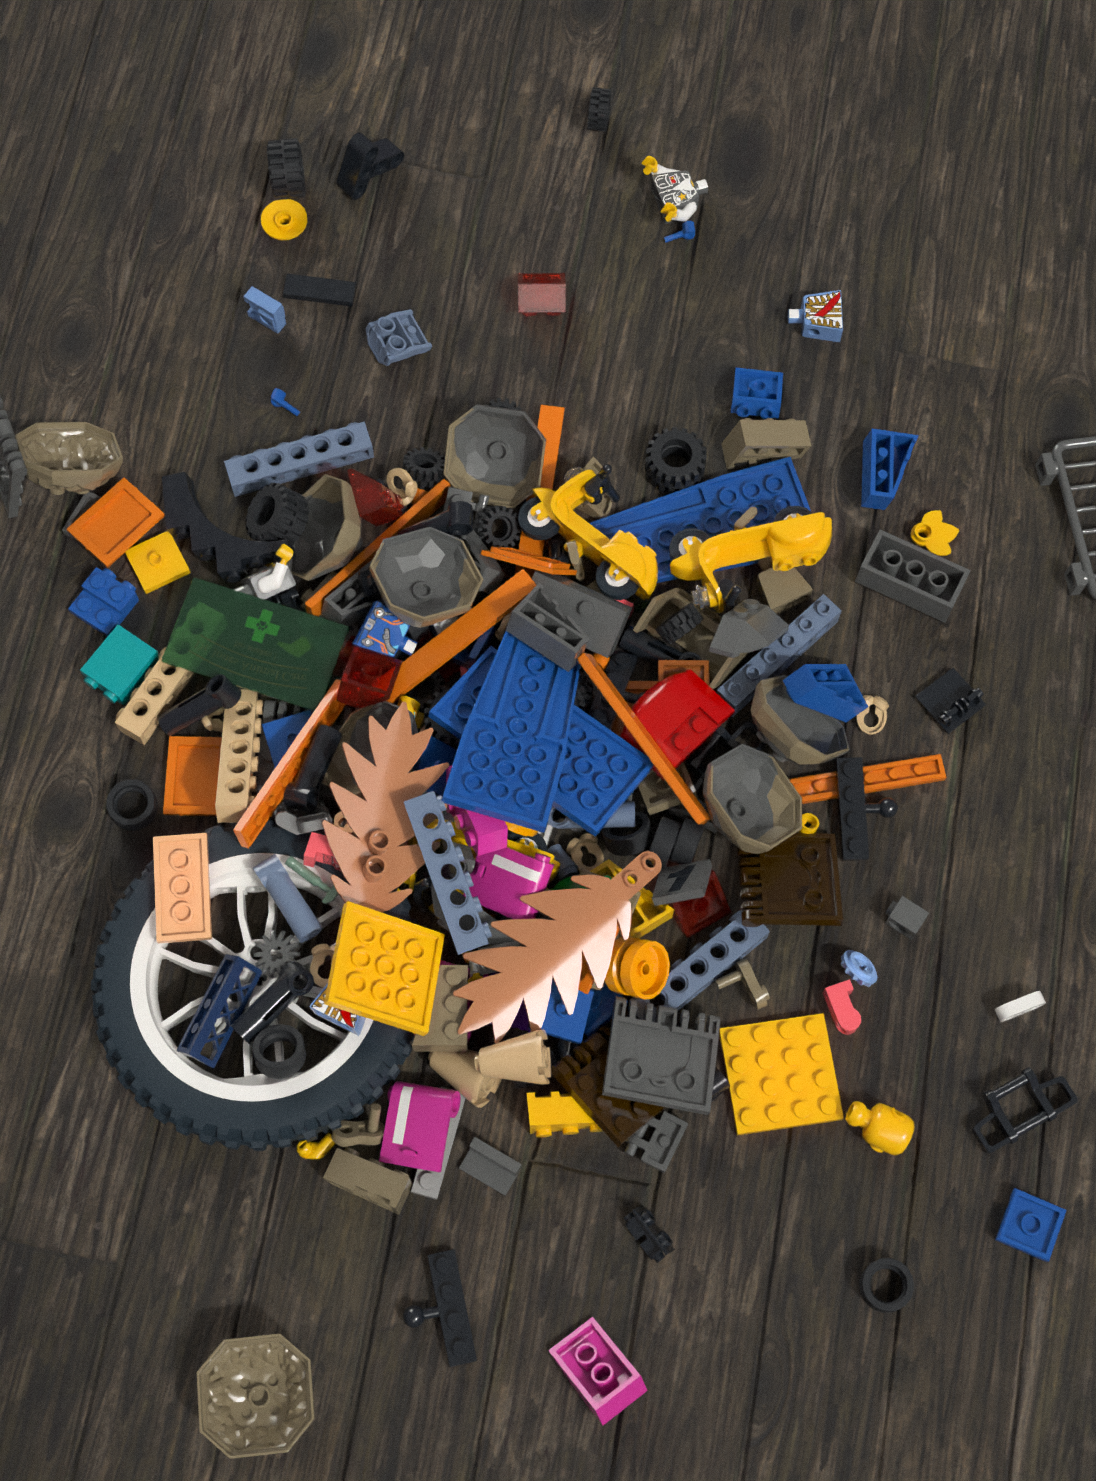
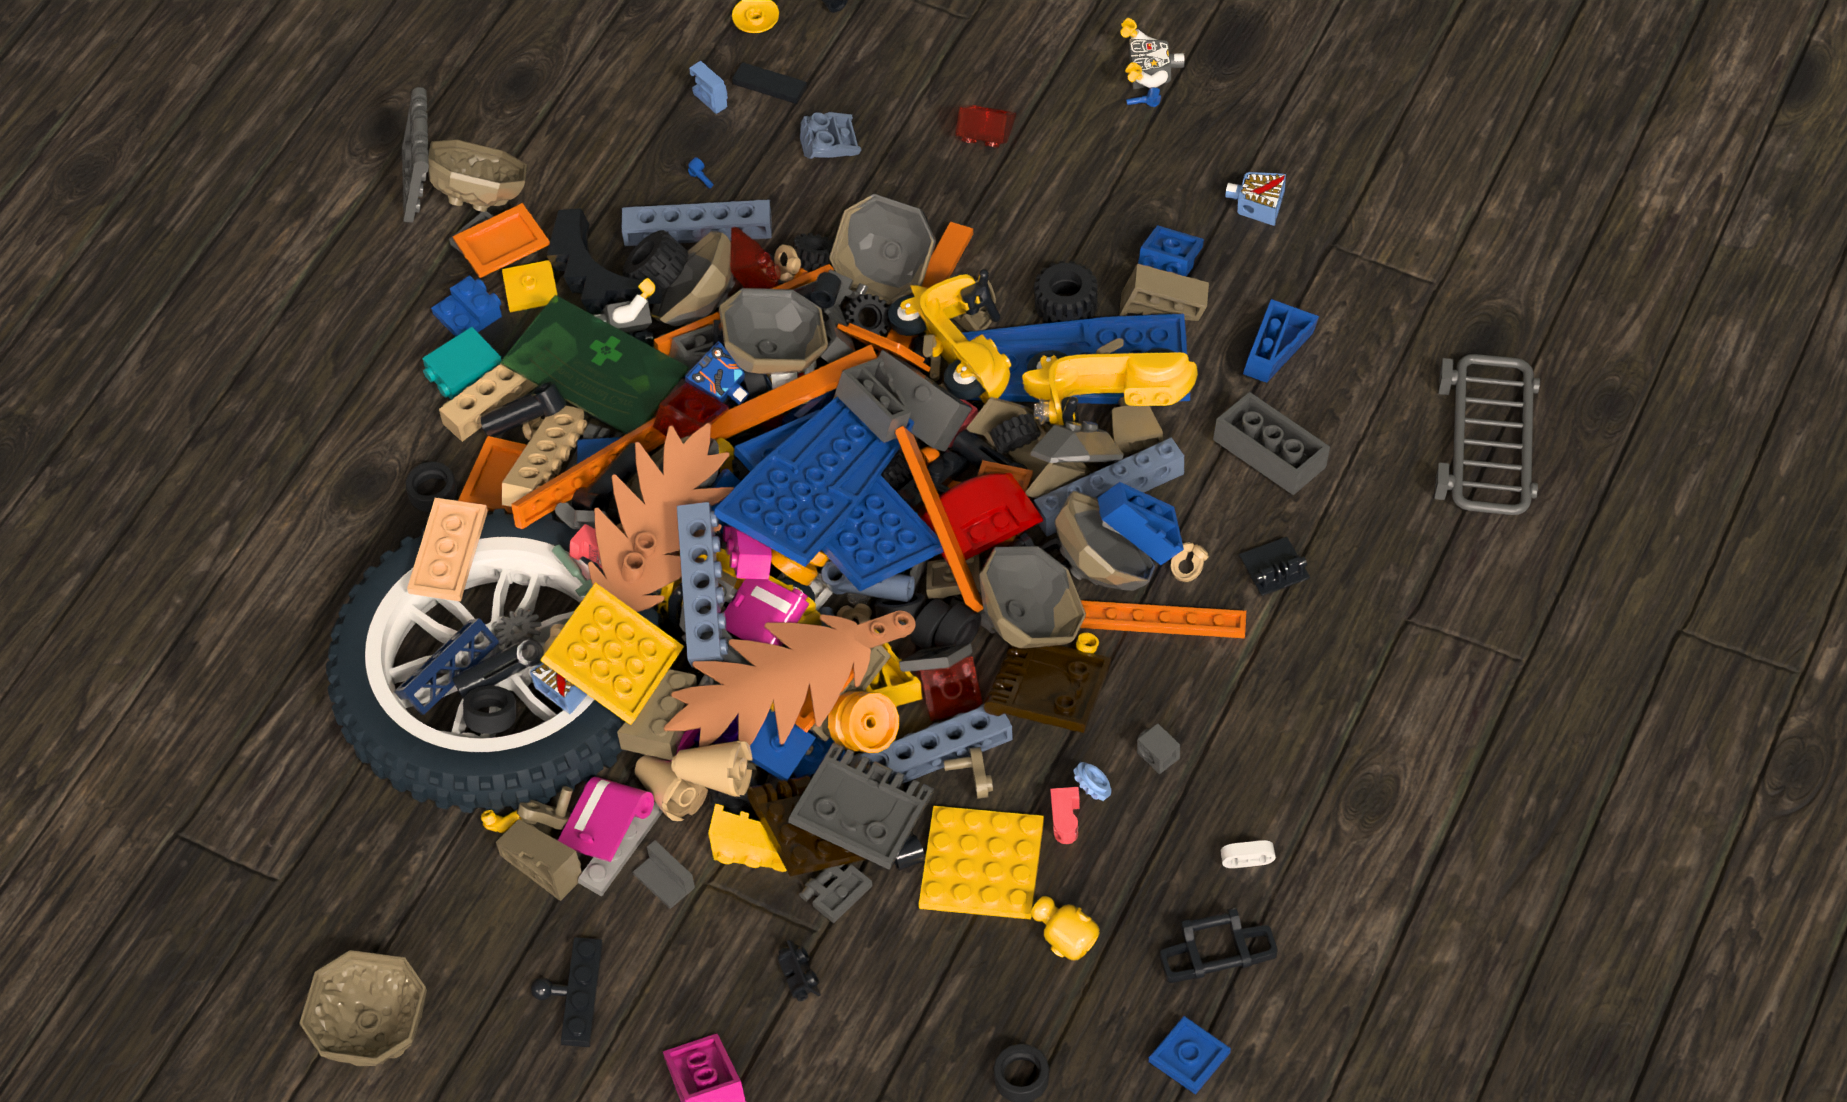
camera: 20 degrees right, 15 degrees down
(288, 898) = (544, 580): sand blue piece -> none
(854, 809) = (1139, 638): black plate -> none
(937, 533) = (1312, 414): yellow plate -> none

